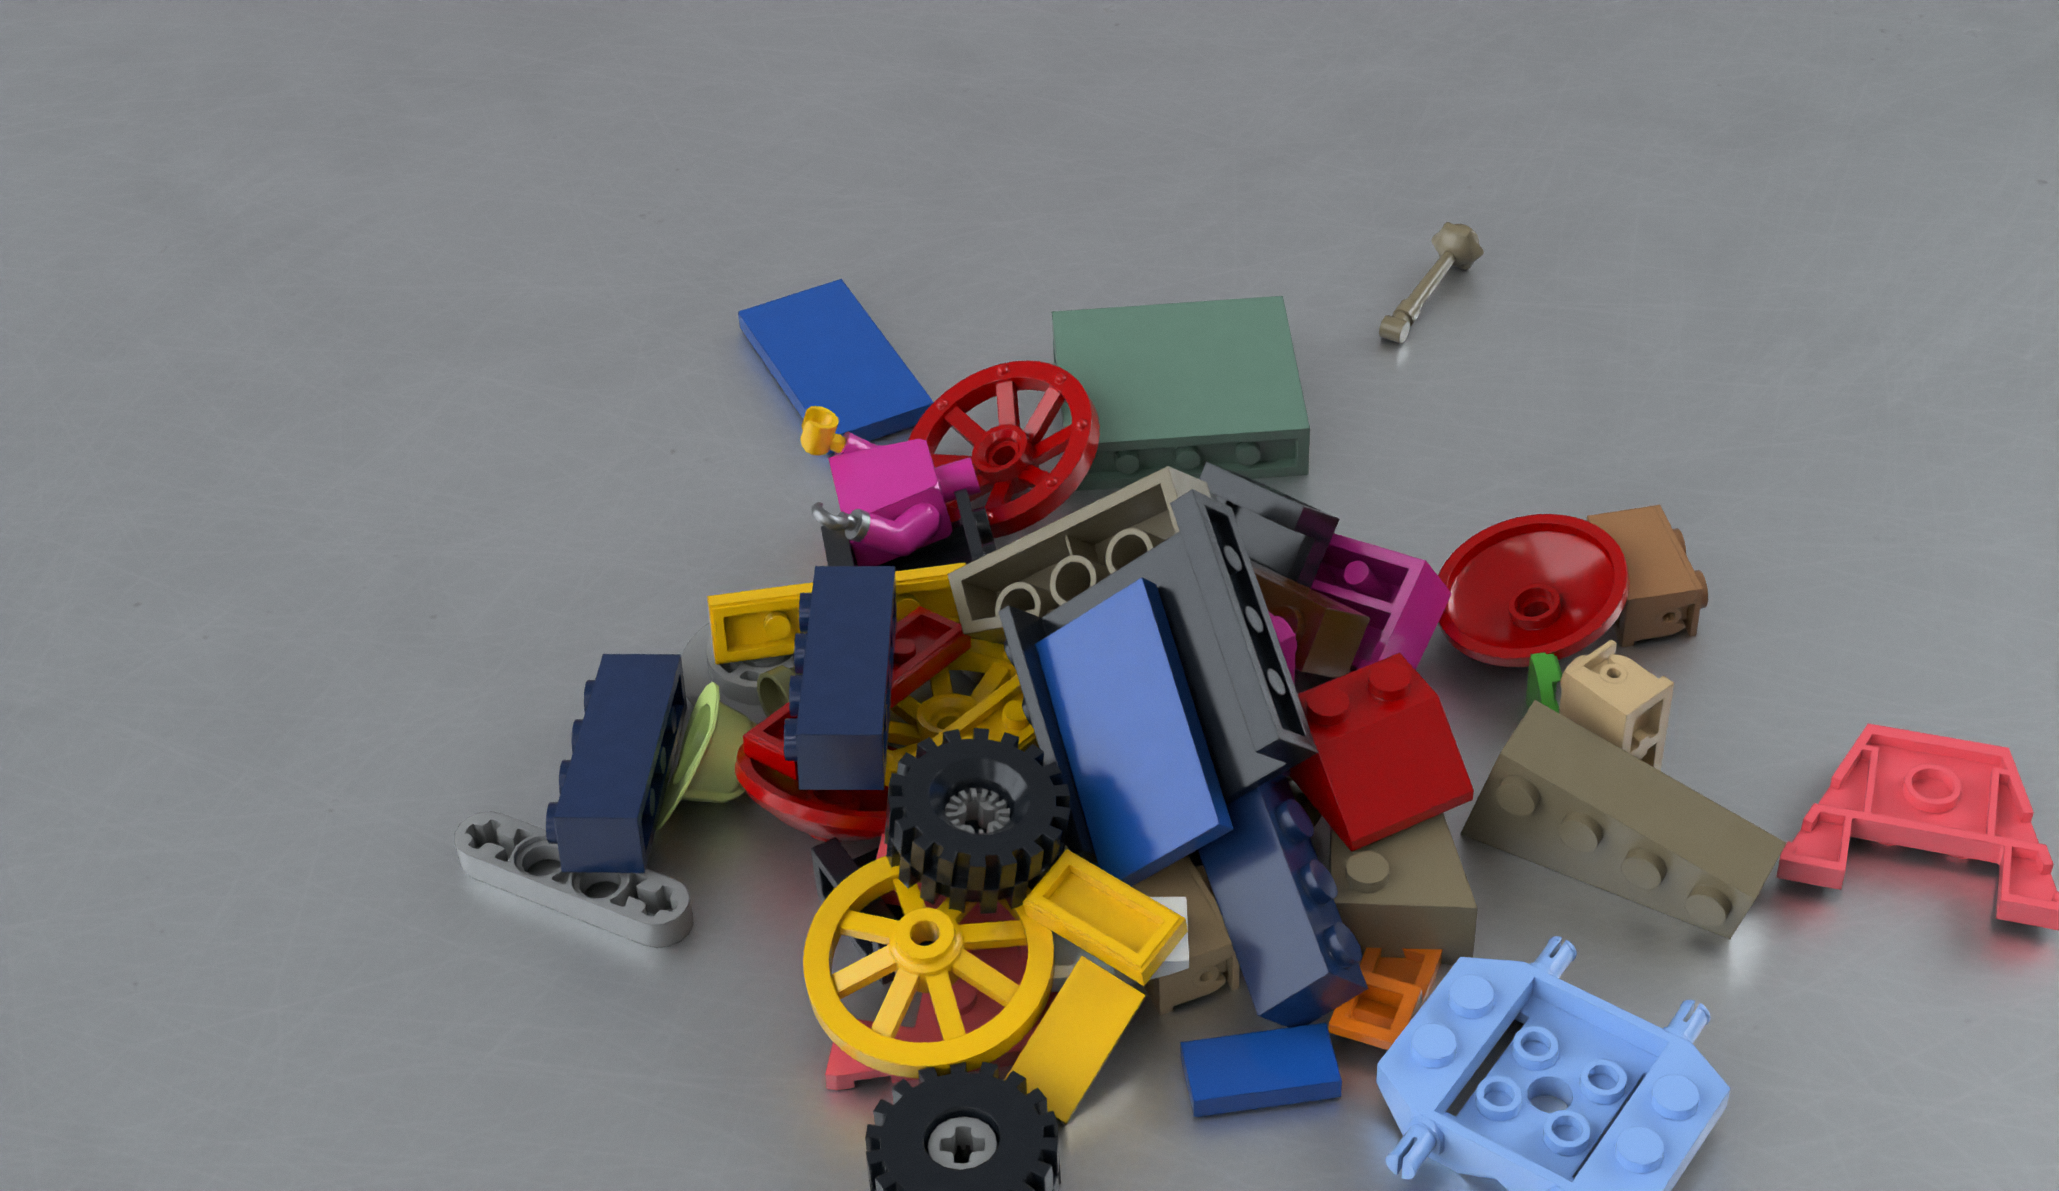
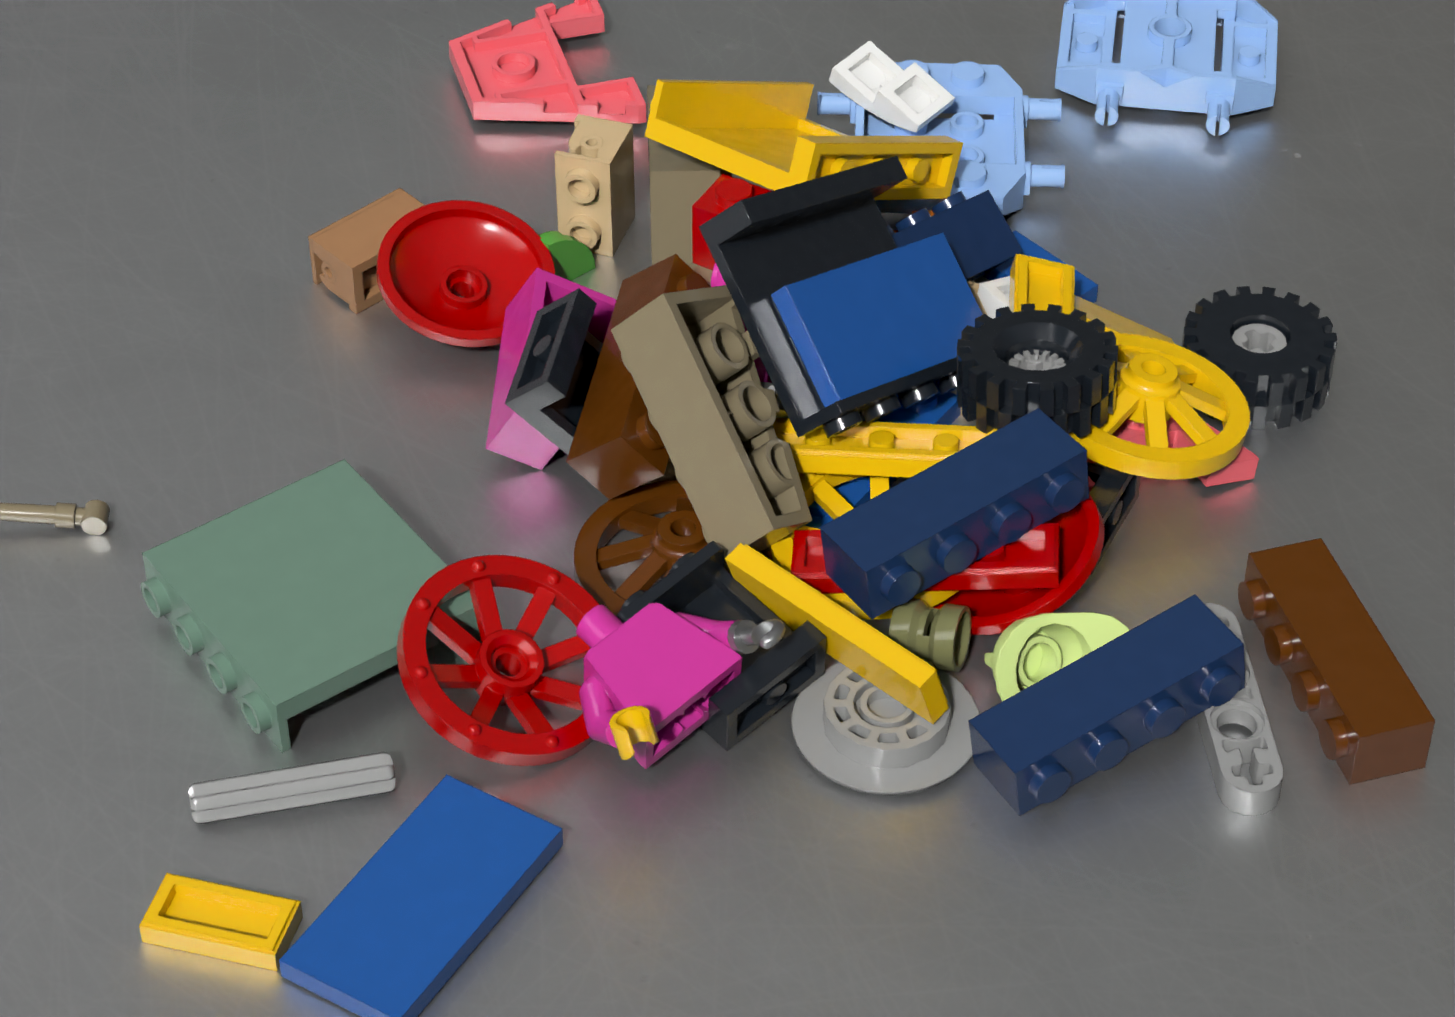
camera: 125 degrees left, 0 degrees up
(537, 964) = (1336, 661): none -> reddish brown brick
(910, 277) = (221, 921): none -> yellow tile
(1003, 328) = (292, 787): none -> light grey axle
(1489, 824) = (765, 137): none -> yellow panel
(1622, 1052) = (883, 88): none -> white slope

